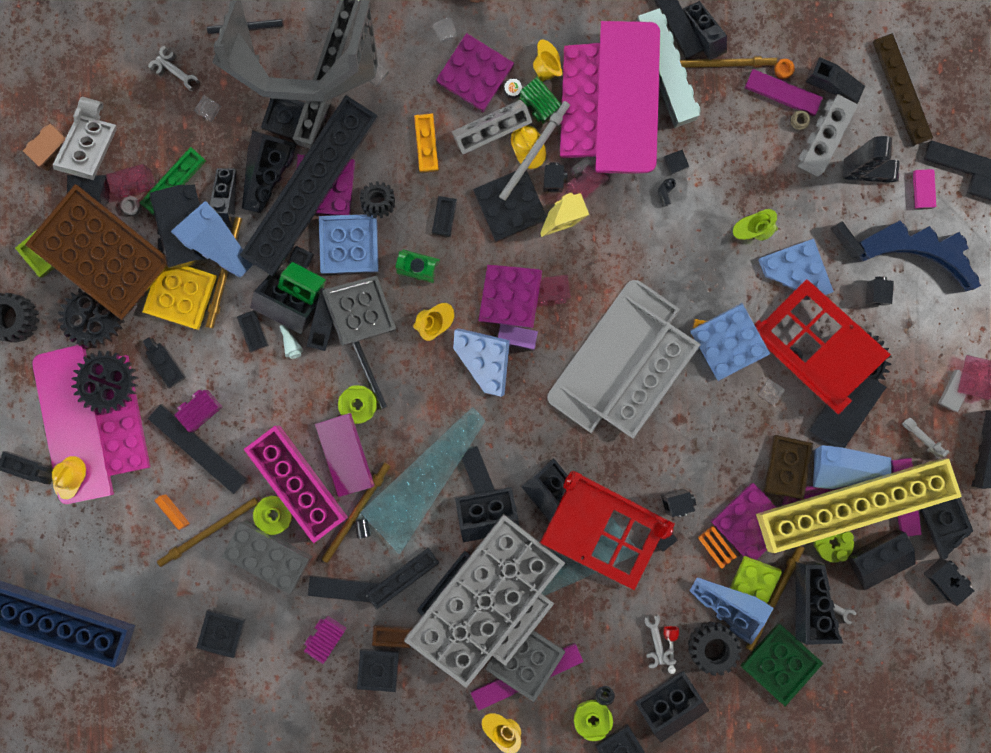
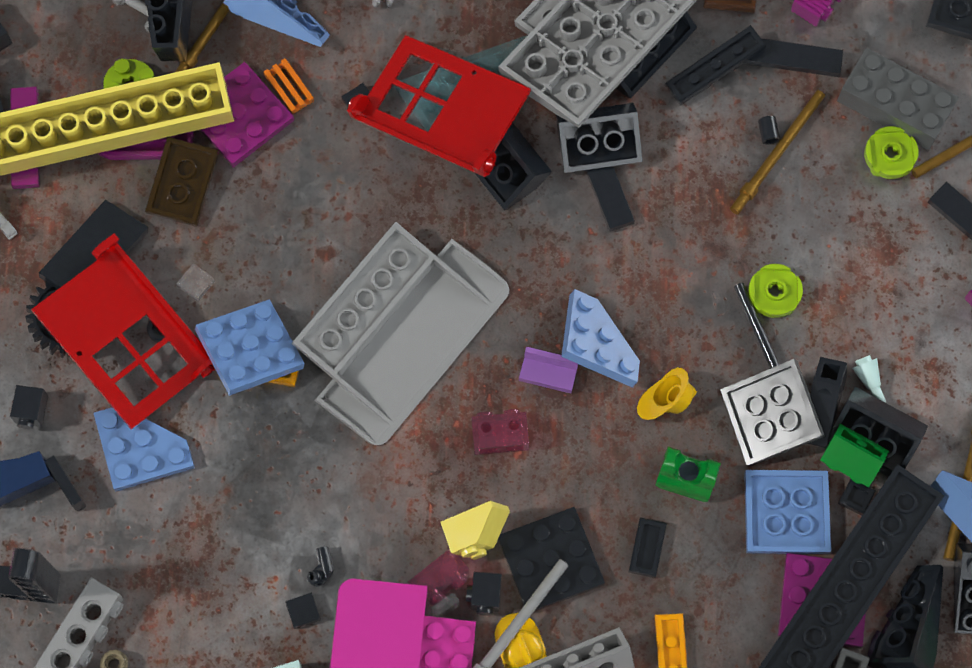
camera: 175 degrees left, 15 degrees down
(252, 331) = (924, 397): black tile -> none
(295, 483) = (860, 188): dark pink brick -> none
(344, 455) = (793, 224): magenta tile -> none
(373, 191) = (751, 585): black tyre -> none
(409, 497) = (702, 168): clear light blue wing -> none
(510, 295) = (557, 424): magenta plate -> none
(678, 503) = (338, 138): black brick -> none
(756, 579) = (241, 41): lime plate -> none
(757, 226) = (196, 508): lime piece -> none
(845, 467) = (108, 176): medium blue wedge -> none
(882, 558) = (68, 61): black slope -> none

